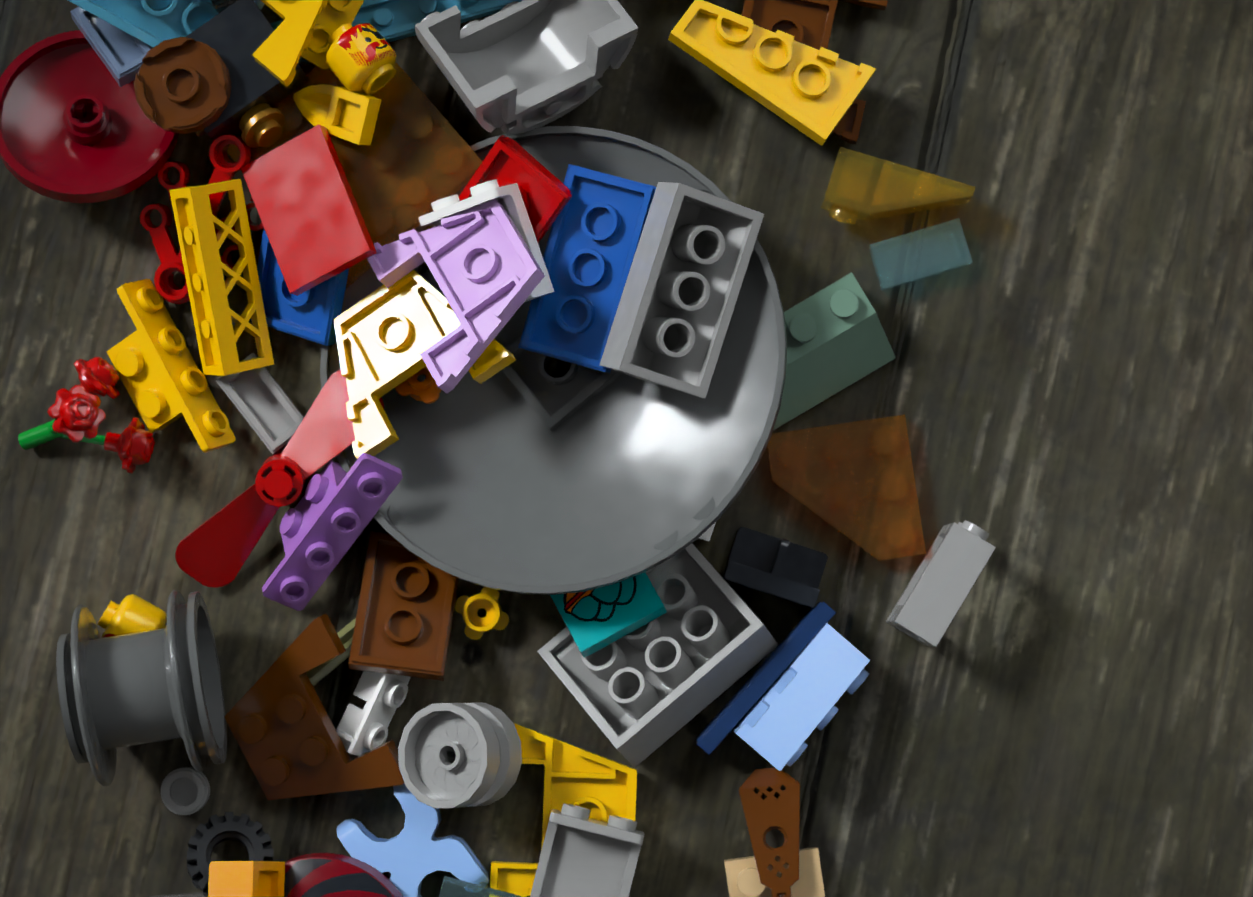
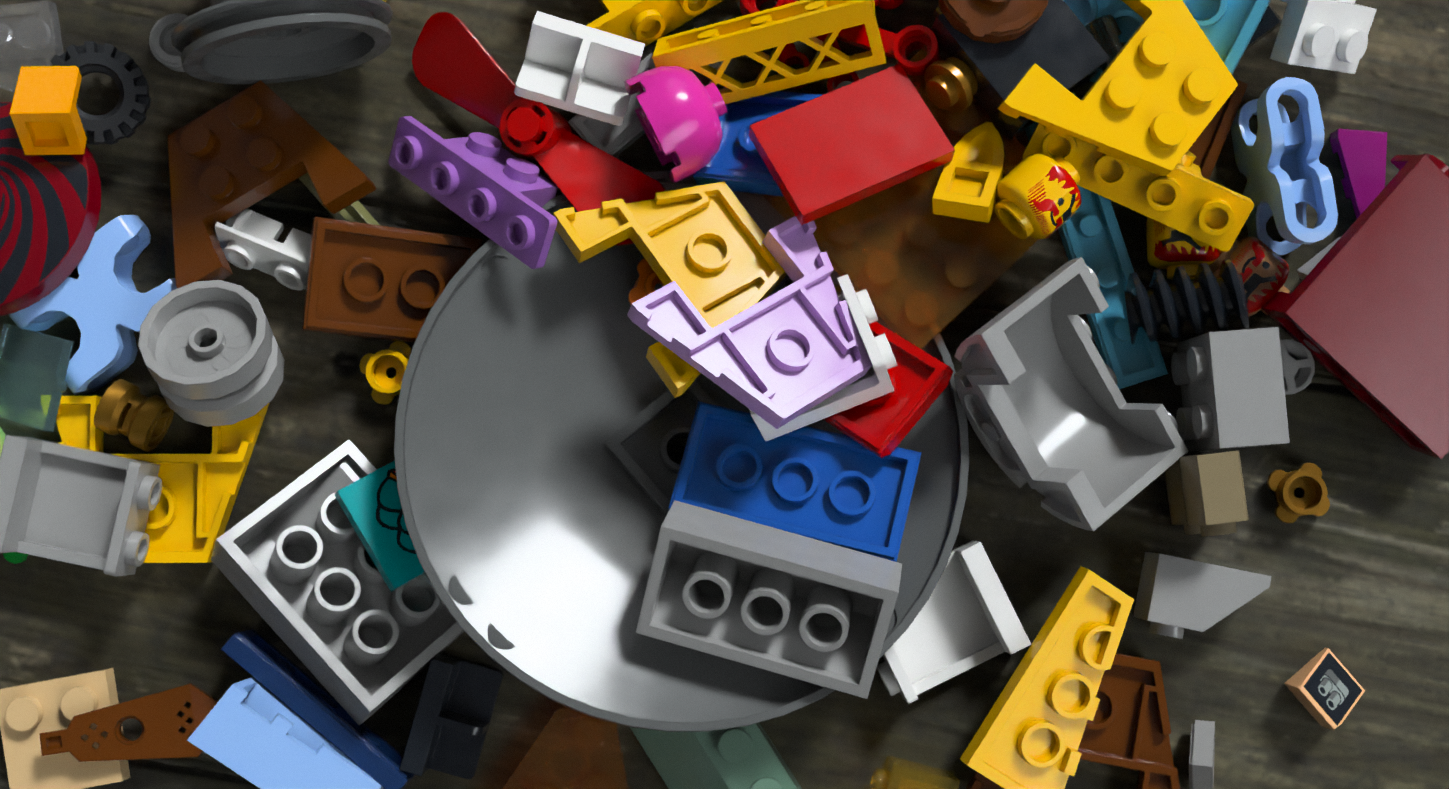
camera: 85 degrees right, 0 degrees up
(231, 437) = (578, 68): none -> white panel
(278, 354) = (679, 117): none -> dark pink cylinder
(514, 821) = (133, 415): none -> pearl gold wheel
(717, 143) = (956, 629): none -> white panel

